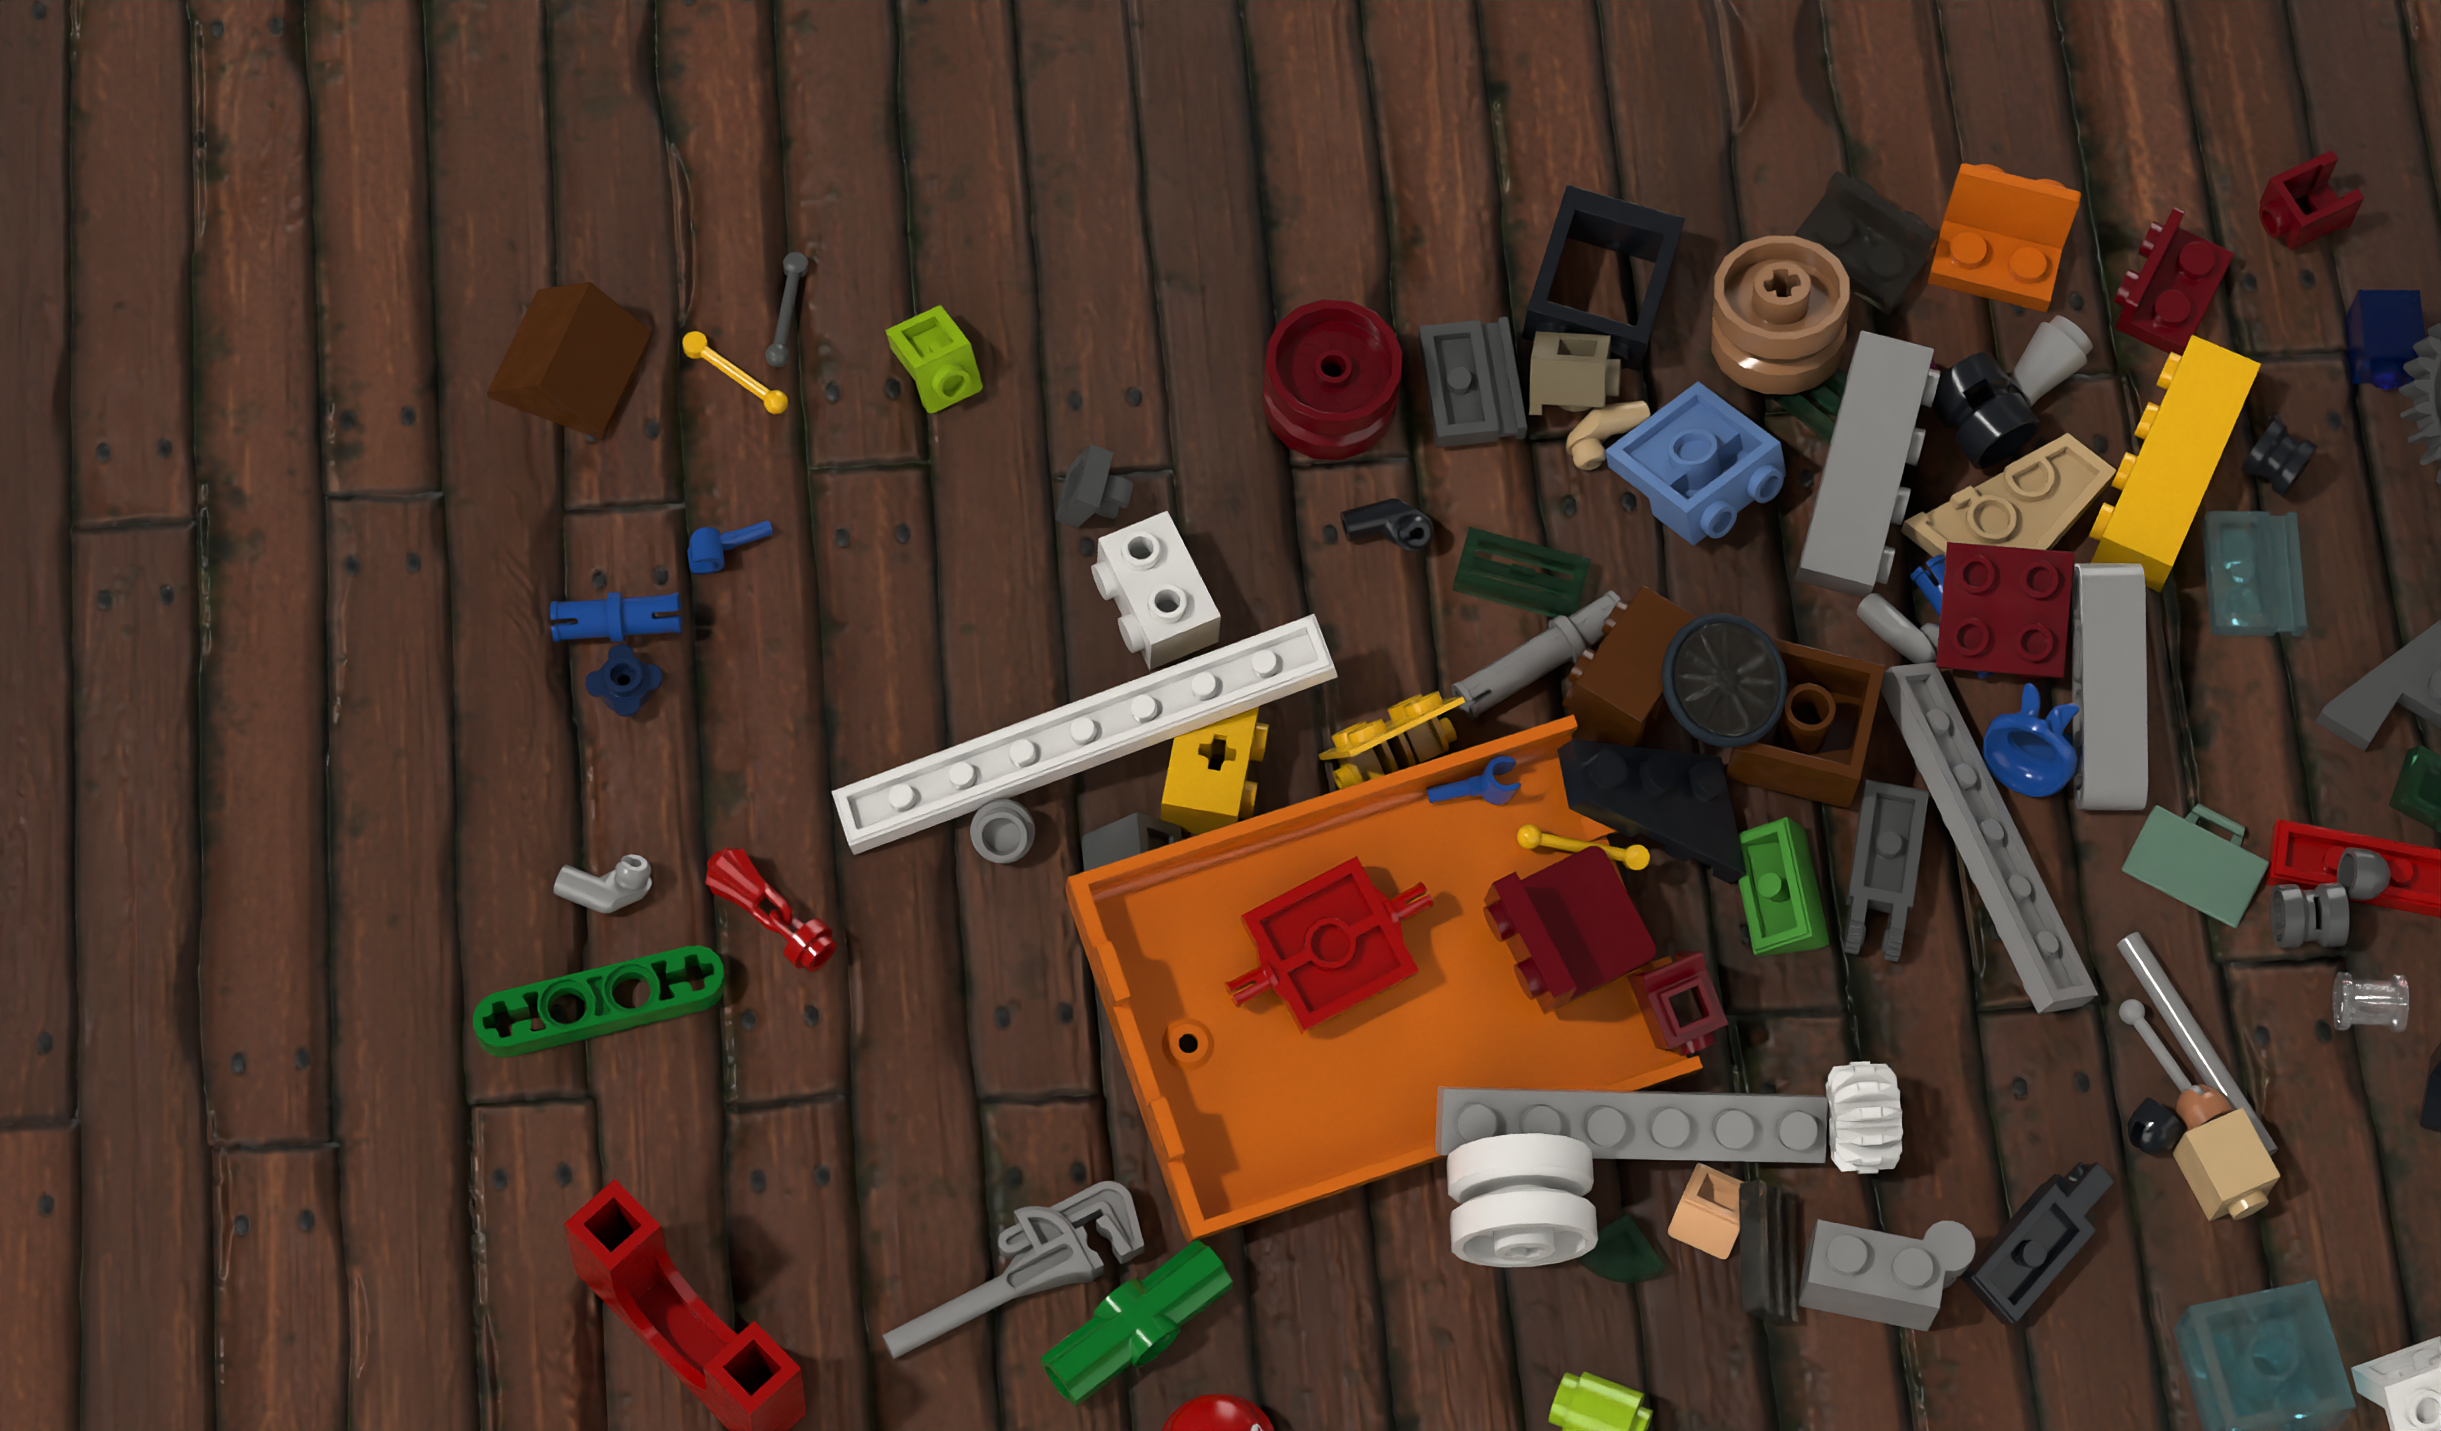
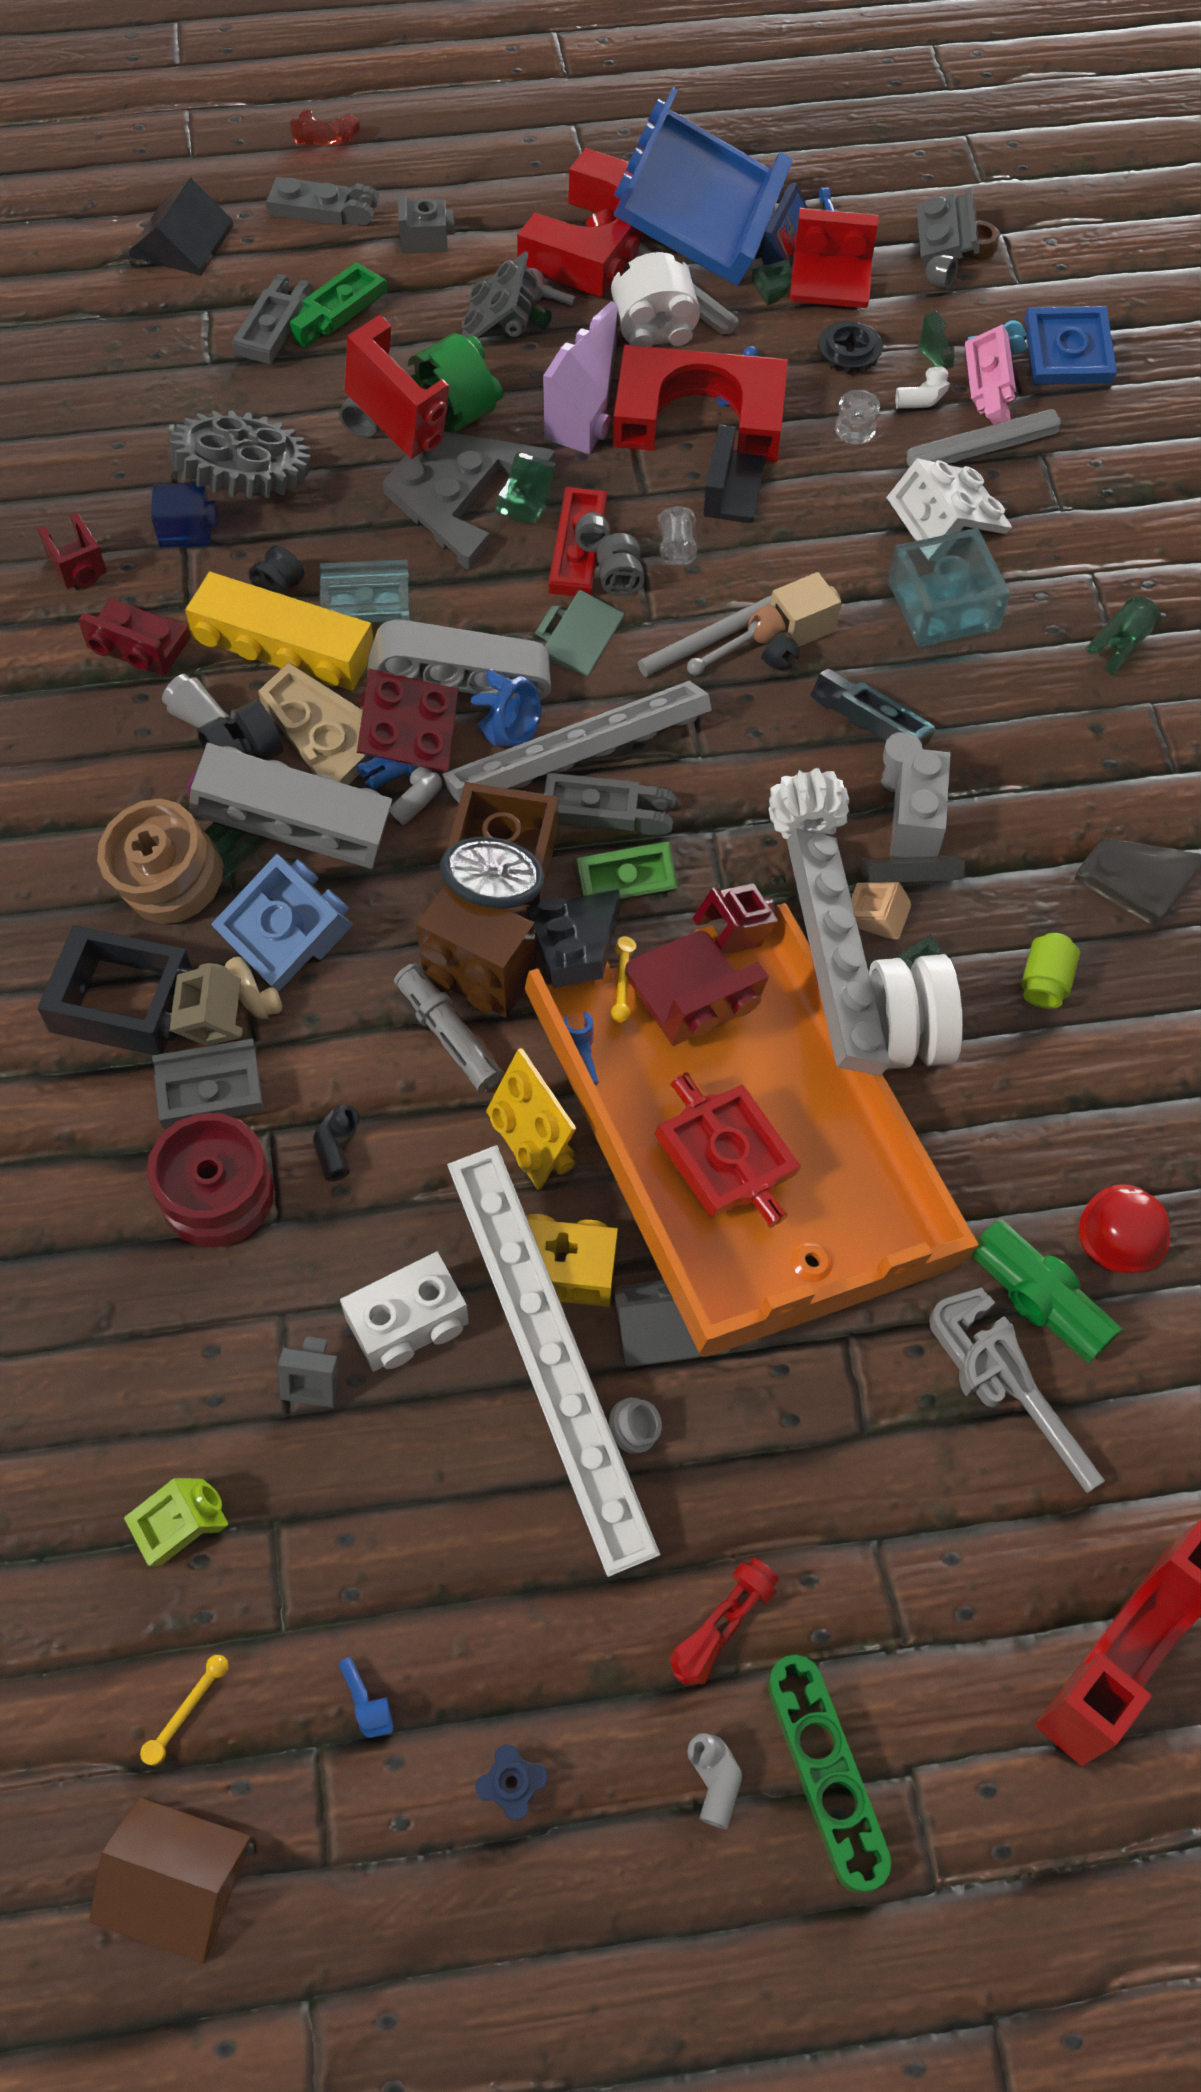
camera: 90 degrees left, 5 degrees down
(616, 617) = (447, 1797): blue pin -> none
(795, 267) = (73, 1662): dark grey hinge -> none
(1513, 594) = (367, 1081): clear green tile -> none
(1872, 239) = (80, 816): clear smoke bracket -> none
(2003, 236) = (94, 733): orange bracket -> none

